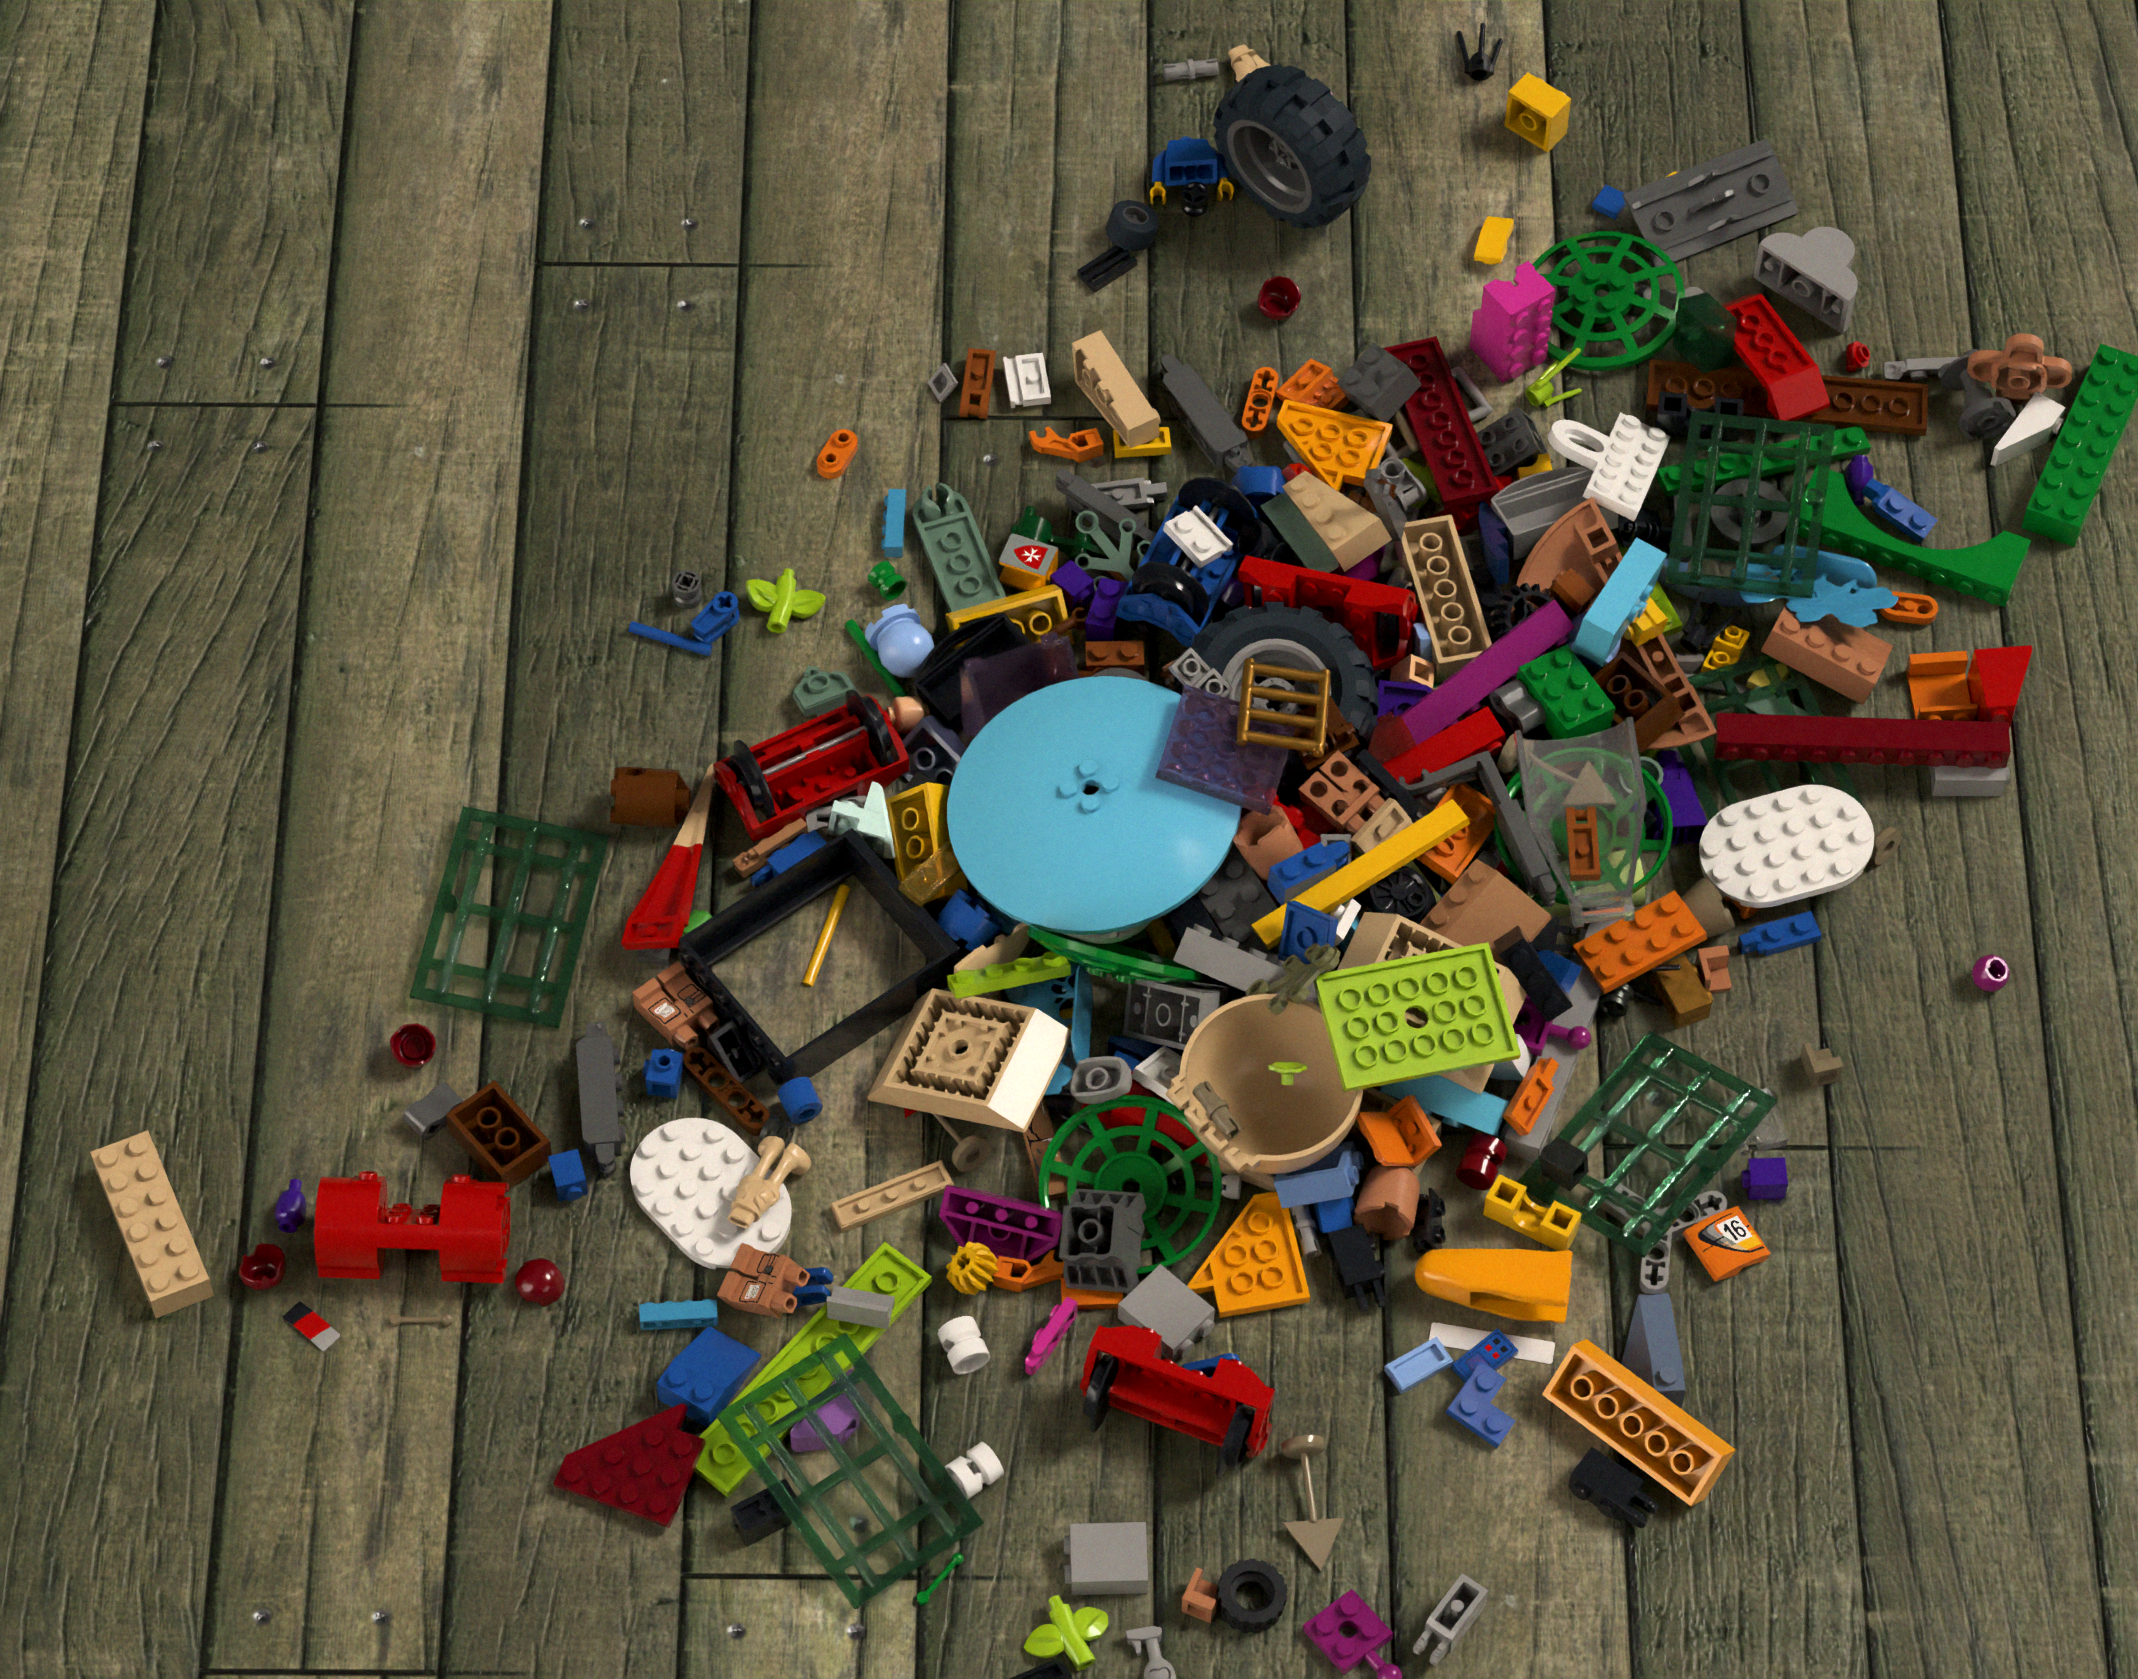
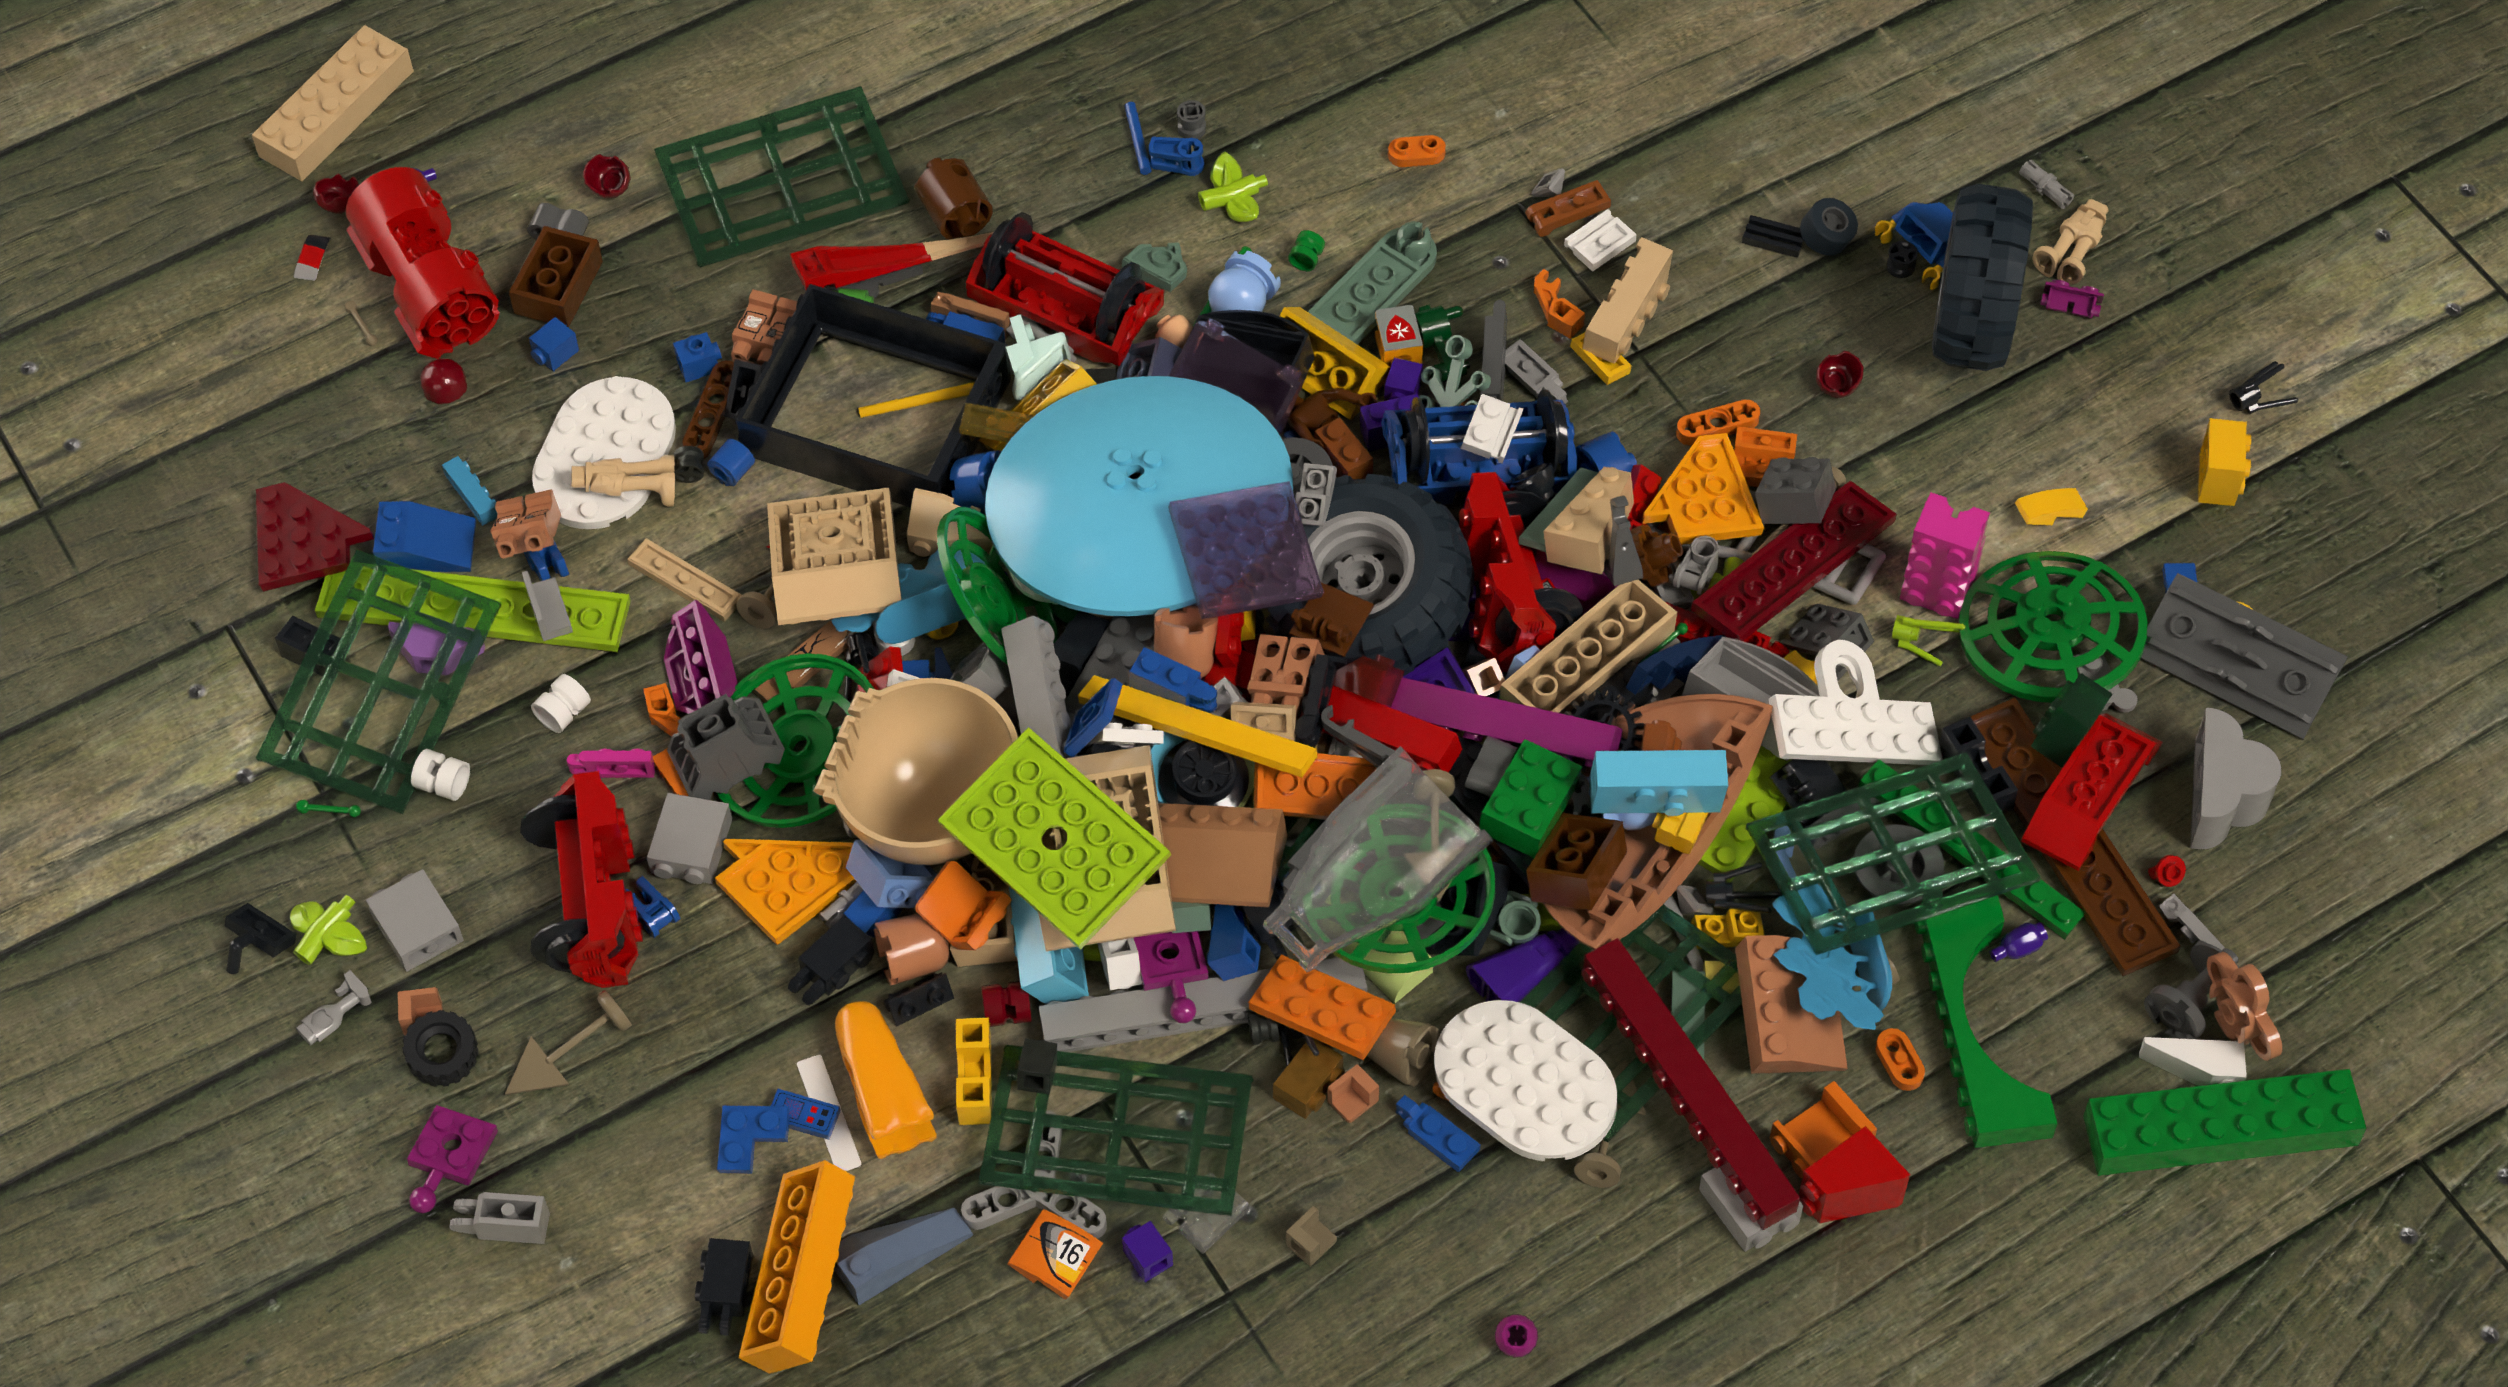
camera: 60 degrees right, 0 degrees up
(599, 1097) = (643, 325): dark grey hinge -> none
(895, 523) = (1373, 226): dark azure piece -> none
(972, 1268) = (638, 668): yellow gear -> none
(1008, 975) = (920, 521): lime plate -> none
(1100, 1079) = (865, 652): light grey piece -> none
(1202, 415) = (1664, 385): dark grey hinge -> none
(1217, 1110) = (862, 739): dark tan pin -> none
(1247, 713) = (1326, 605): pearl gold bar -> none
(1287, 1070) = (938, 769): lime plant -> none
(1298, 978) = (1042, 723): olive plant -> none
(1418, 1365) = (764, 1064): light blue tile -> none
(1531, 1096) = (1089, 1001): orange hinge -> none
(1532, 974) = (1193, 897): black arch -> none
(1582, 844) = (1360, 886): dark orange plate -> none
(1899, 510) = (2009, 996): blue hinge -> none

